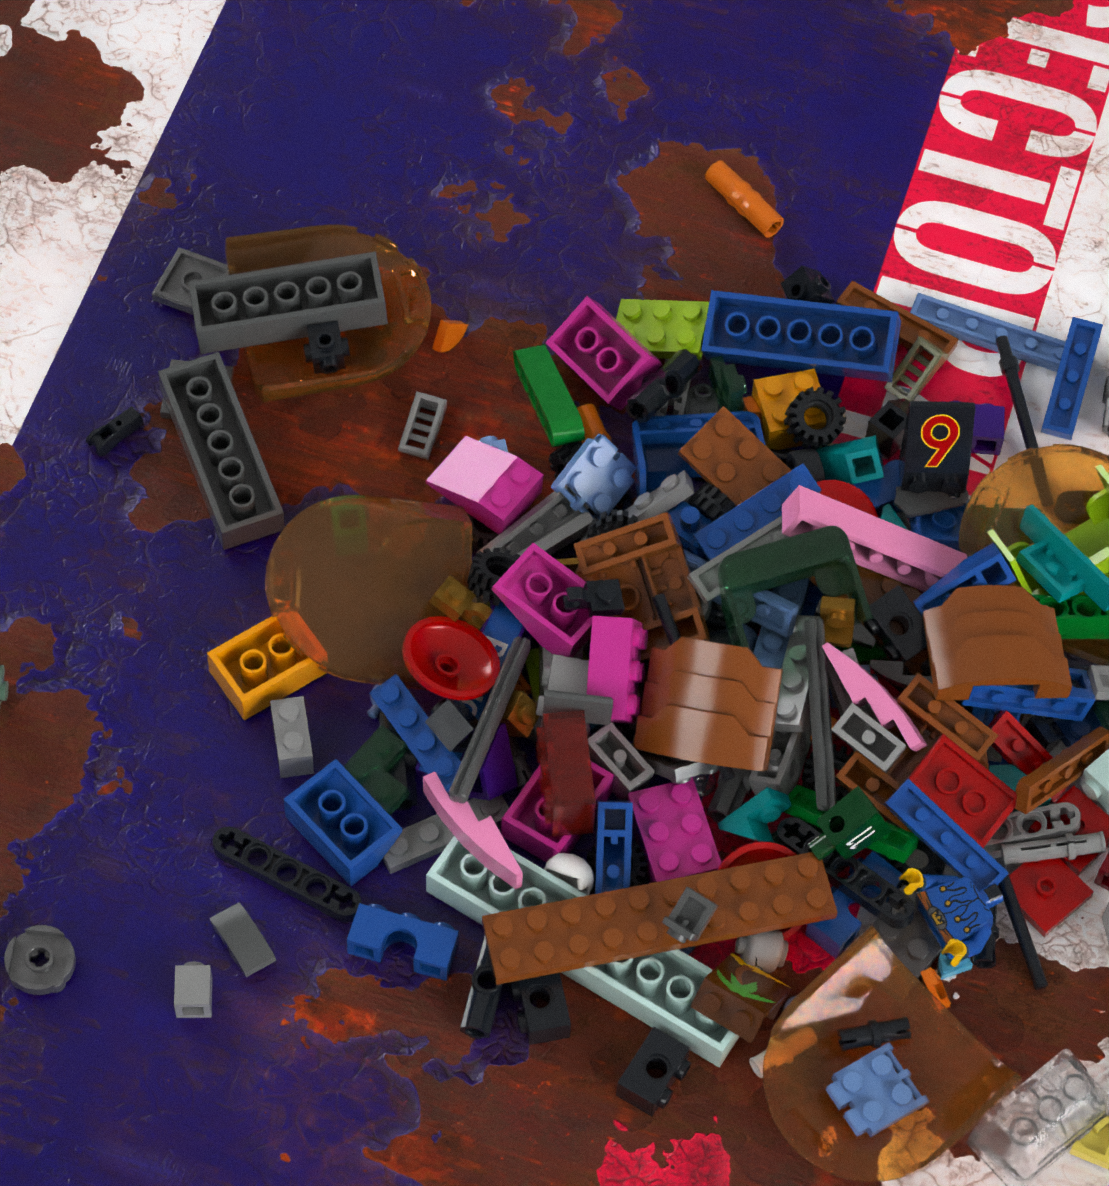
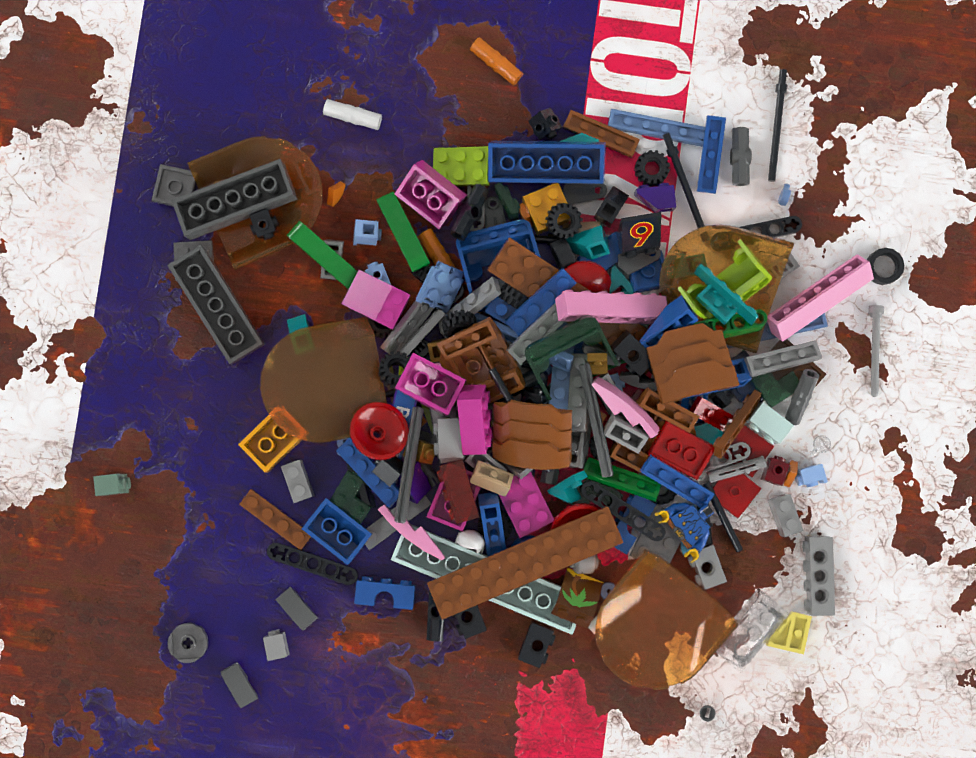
camera: 15 degrees left, 25 degrees up
(112, 1045) = (239, 685): none -> dark grey slope
(118, 429) = (154, 296): black bar -> none
(239, 794) = (275, 519): none -> dark orange plate
(411, 402) = (322, 254): none -> green beam
(456, 601) = (374, 392): pearl gold plate -> none
(488, 394) = (366, 232): none -> light blue brick
(500, 232) = (352, 114): none -> white axle
(596, 708) = (458, 452): dark grey slope -> none
(599, 596) = (457, 381): black plate -> none
(625, 774) = (491, 478): none -> tan slope
(690, 916) = (542, 568): dark grey bracket -> none
(849, 826) = (623, 493): dark green torso -> none
(857, 399) = (582, 192): none -> dark grey piece
(874, 1033) = (652, 603): black pin -> none
(875, 1092) = (657, 635): medium blue plate -> none
(906, 364) = (624, 151): olive slope -> none
(935, 986) = (682, 565): orange tile -> none
(975, 370) = (652, 157): none -> black tyre
(984, 980) = (715, 575): none -> light grey brick

